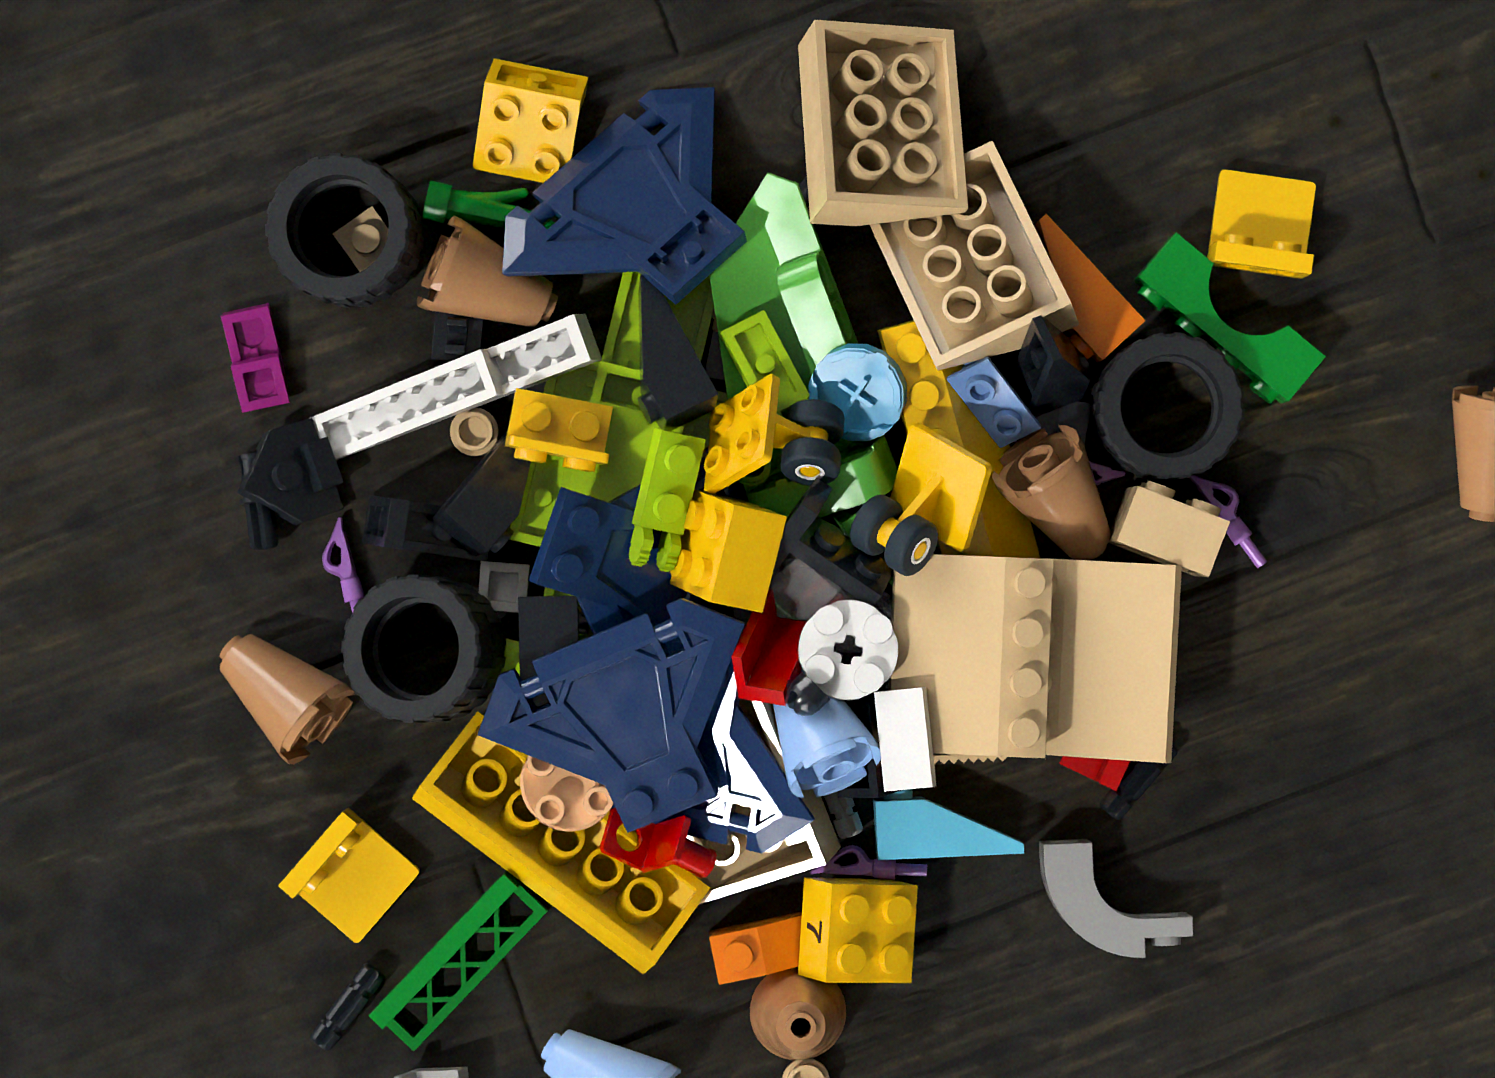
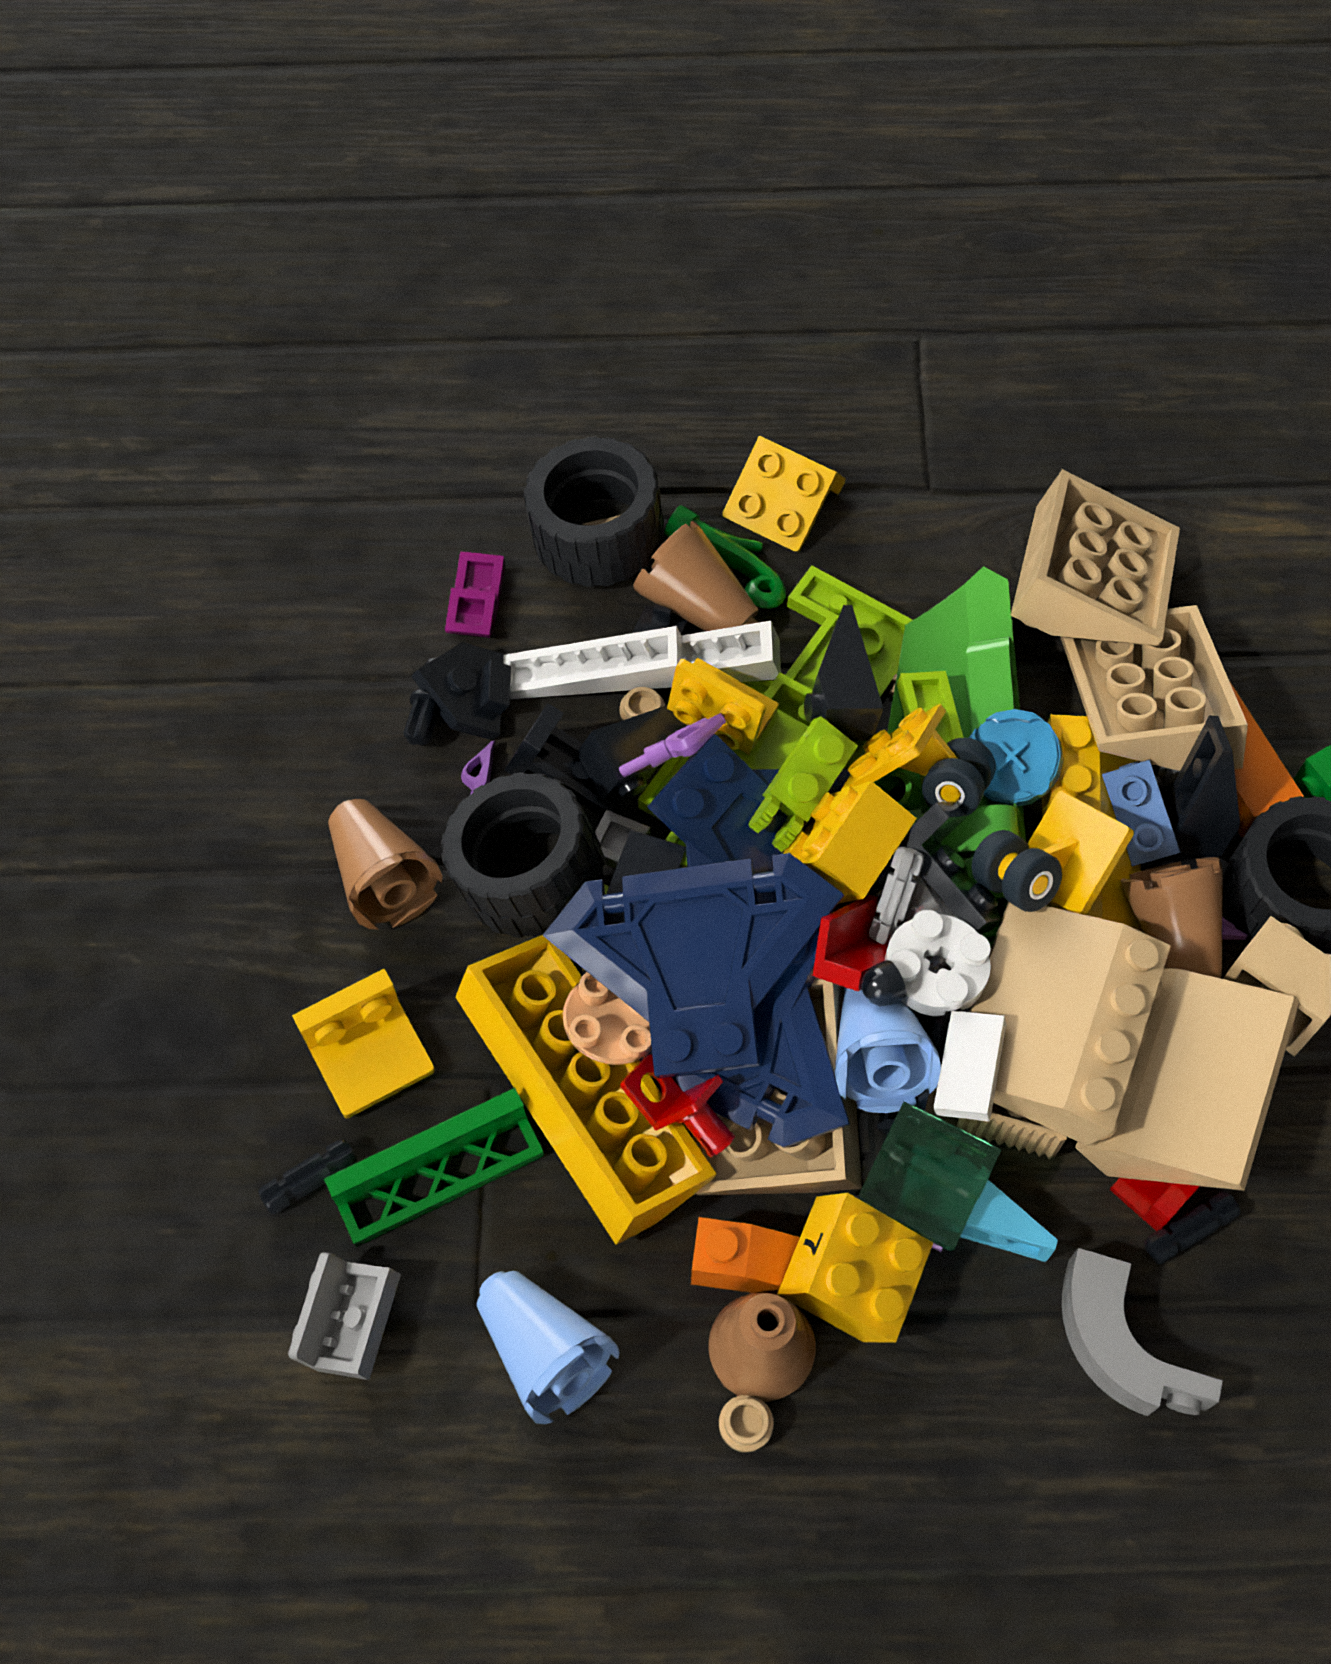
camera: 20 degrees right, 25 degrees down
(540, 504) = (681, 743): none -> medium lavender hand
(632, 202) = (862, 560): dark blue plate -> none
(790, 589) = (896, 894): none -> light grey axle
(896, 835) = (929, 1175): none -> clear green slope

